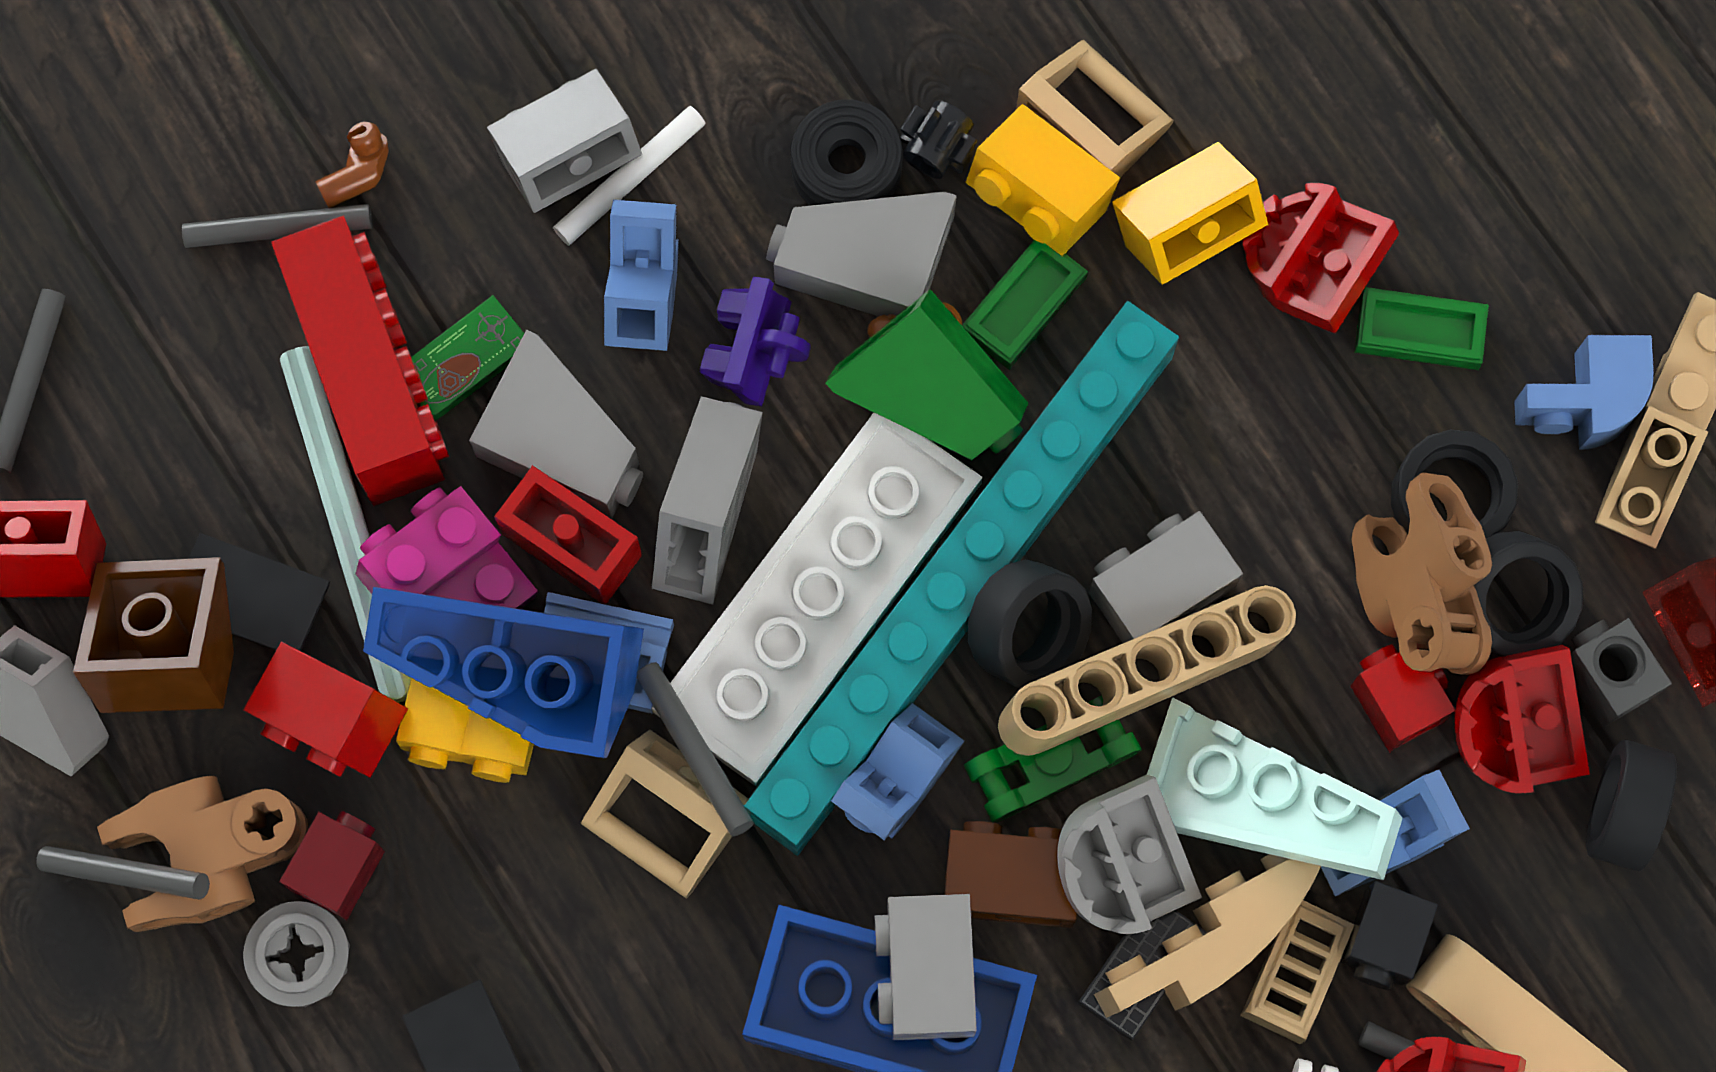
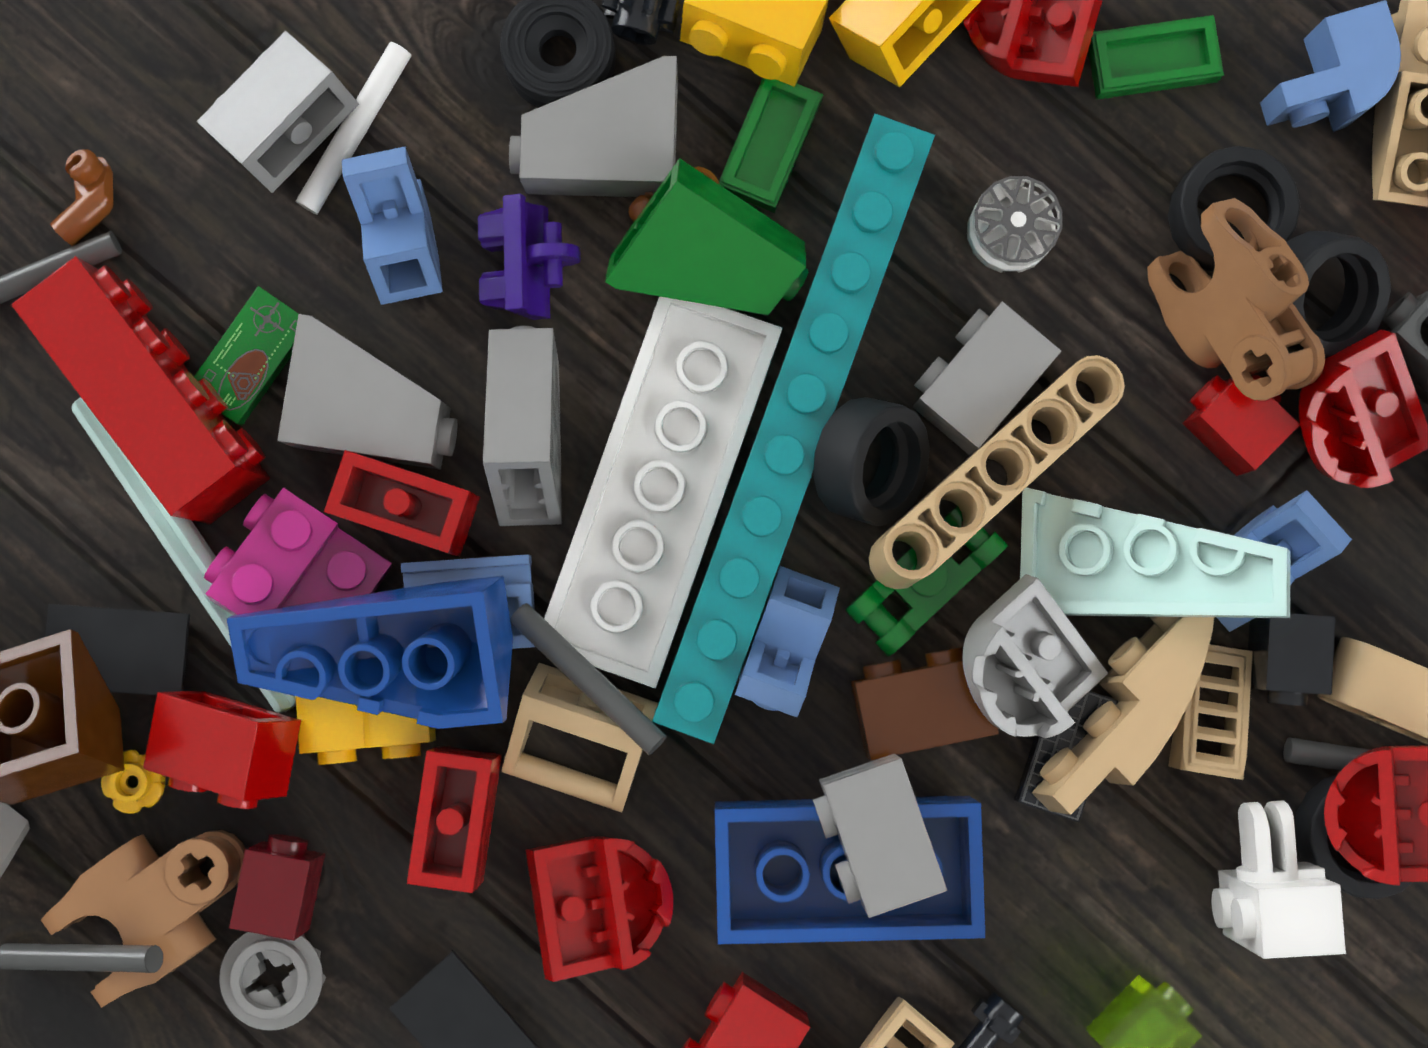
camera: 15 degrees left, 10 degrees up
(229, 742) = (129, 799): none -> yellow plate
(525, 846) = (454, 819): none -> red brick
(635, 975) = (597, 904): none -> red slope
(1236, 446) = (1014, 224): none -> wheel

